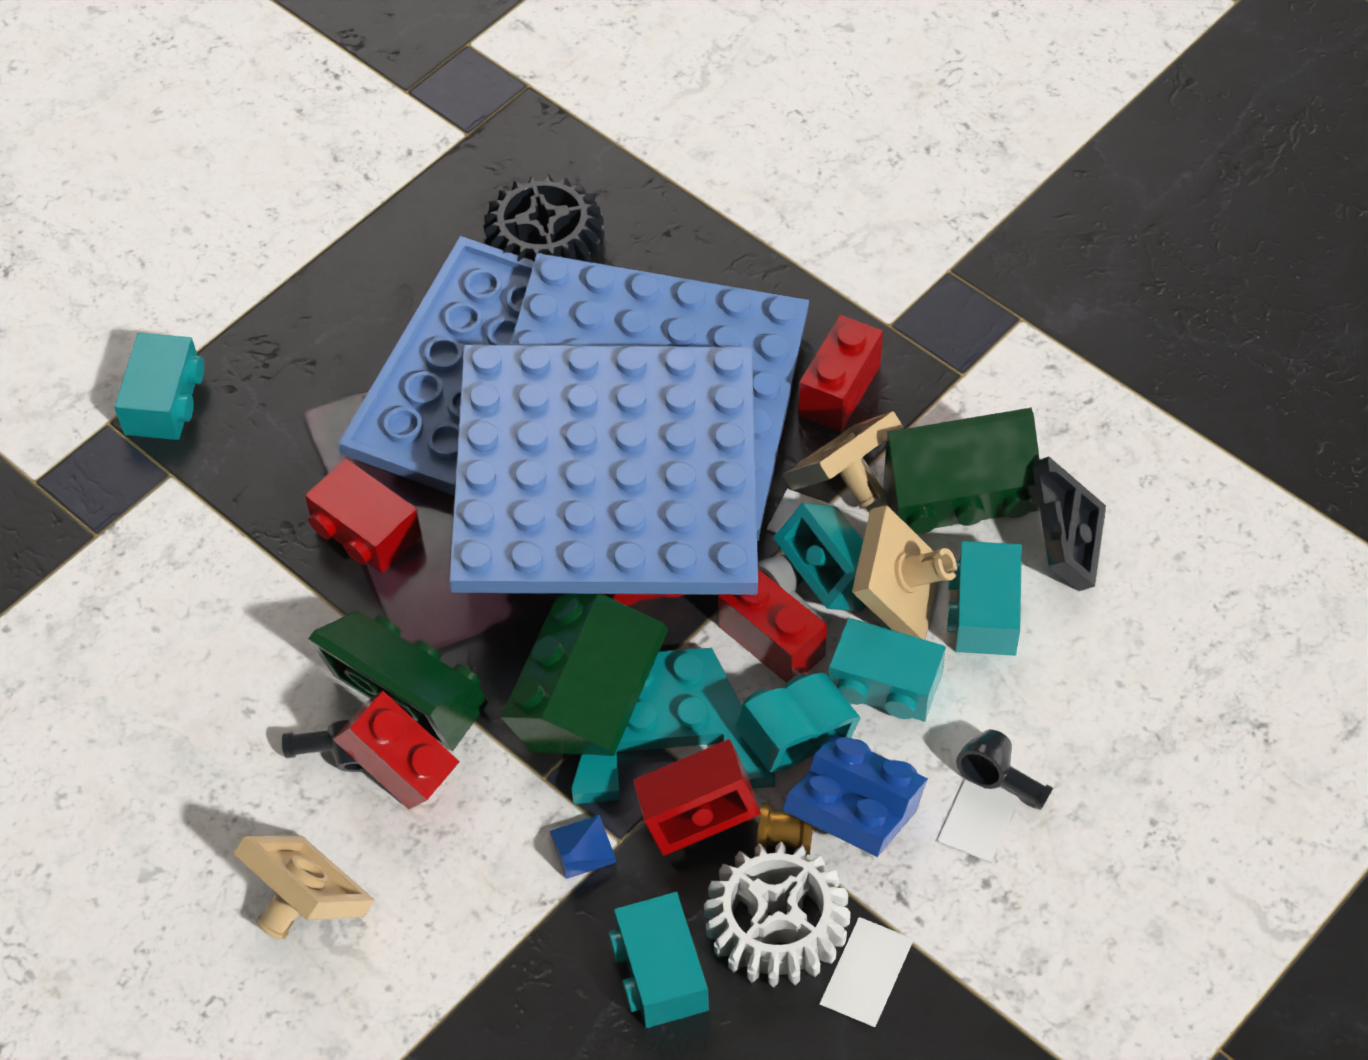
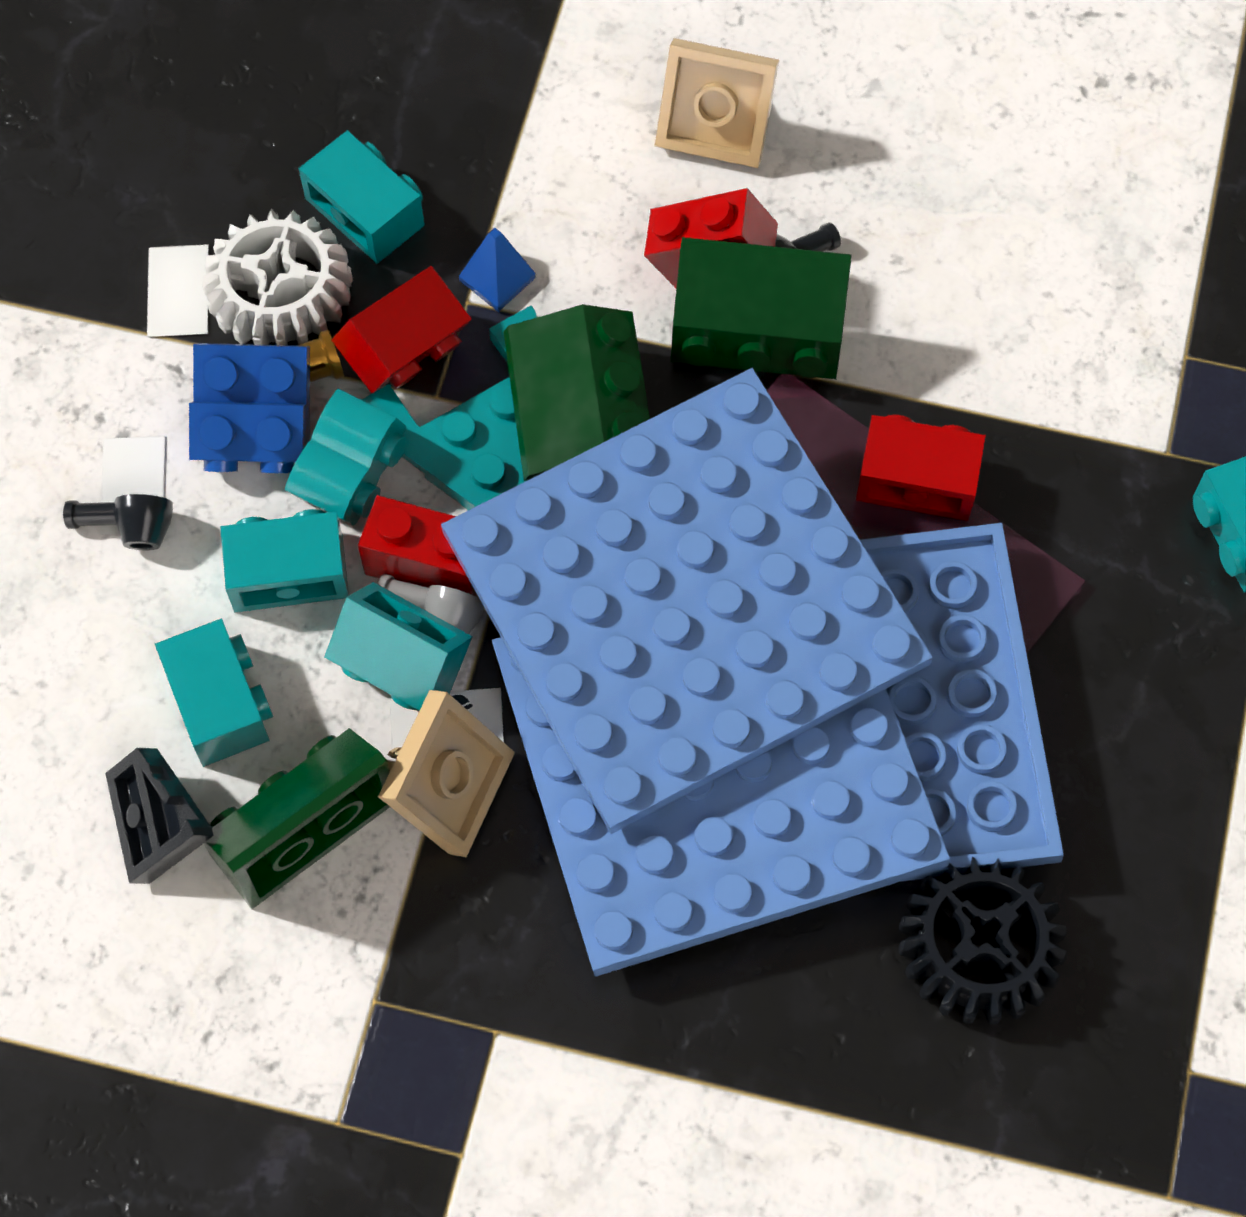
camera: 150 degrees right, 10 degrees up
(840, 373) = (508, 898): red brick -> none
(899, 573) = (311, 650): tan tile -> none

